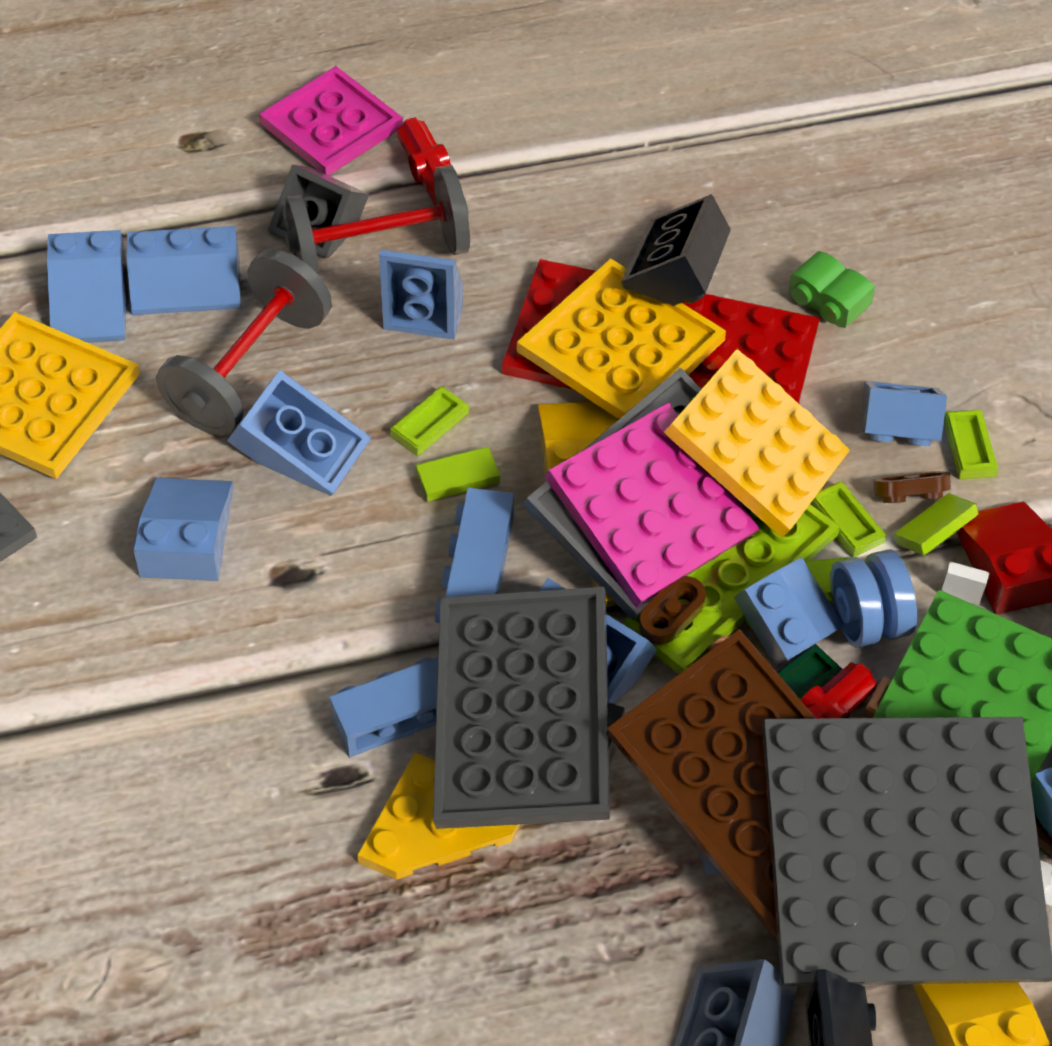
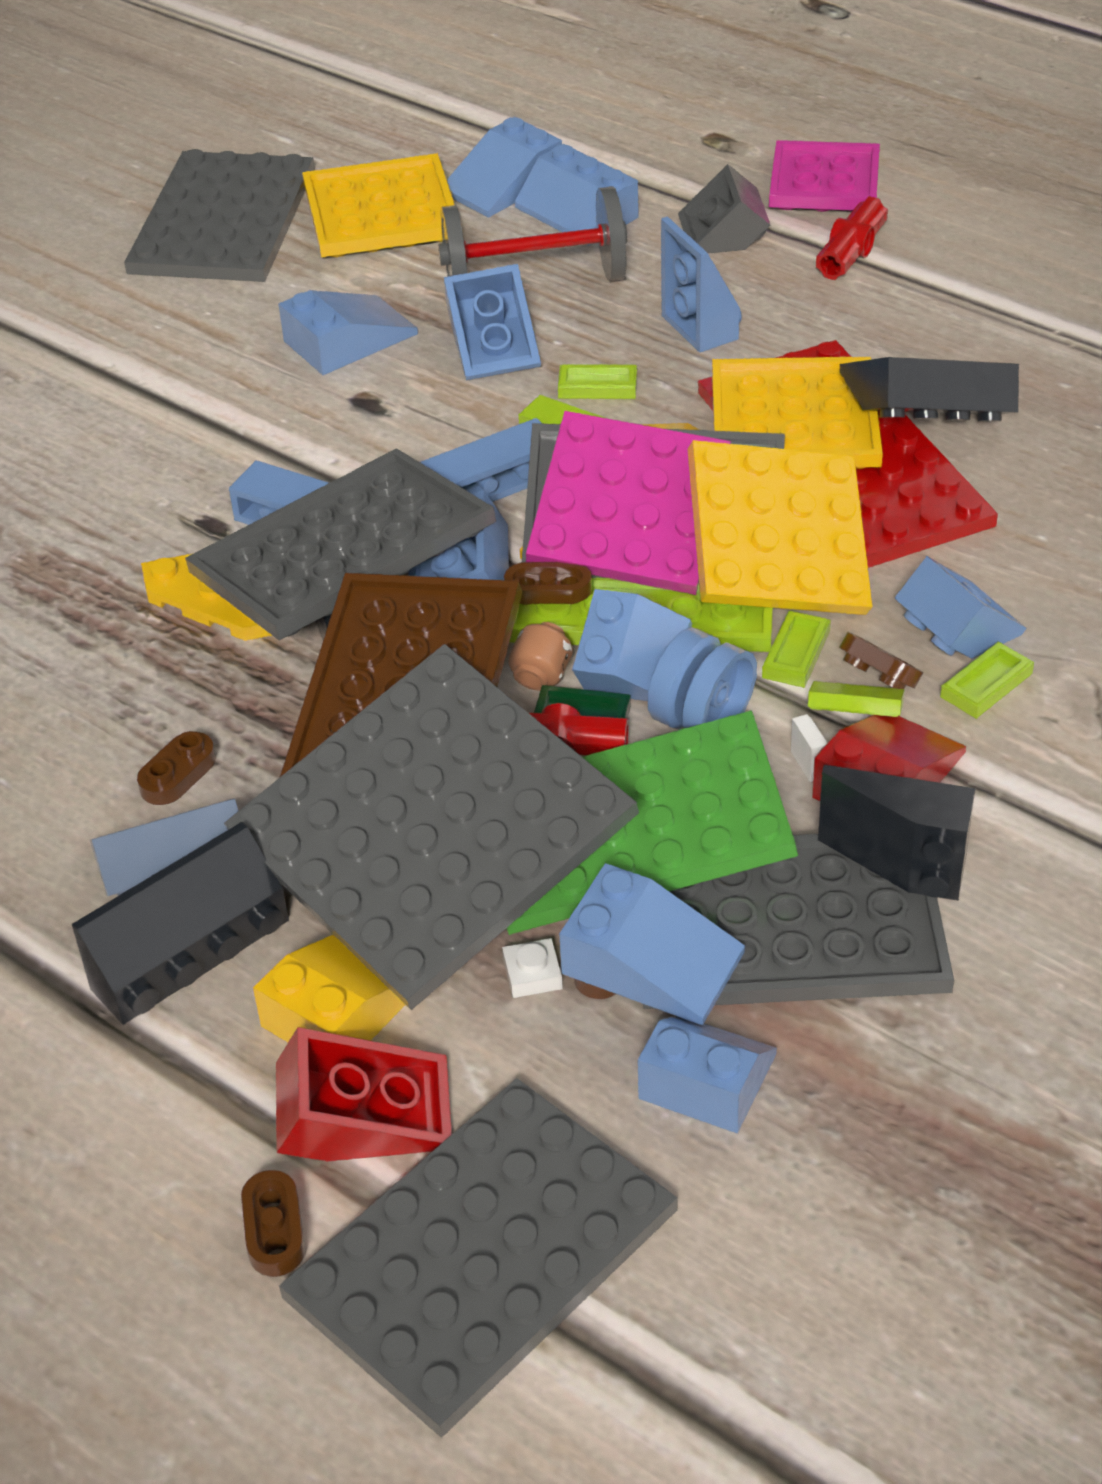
camera: 55 degrees right, 10 degrees down
(450, 210) = (797, 258): dark grey piece -> none
(629, 976) = (176, 768): none -> reddish brown plate
(831, 289) = (1037, 502): bright green brick -> none

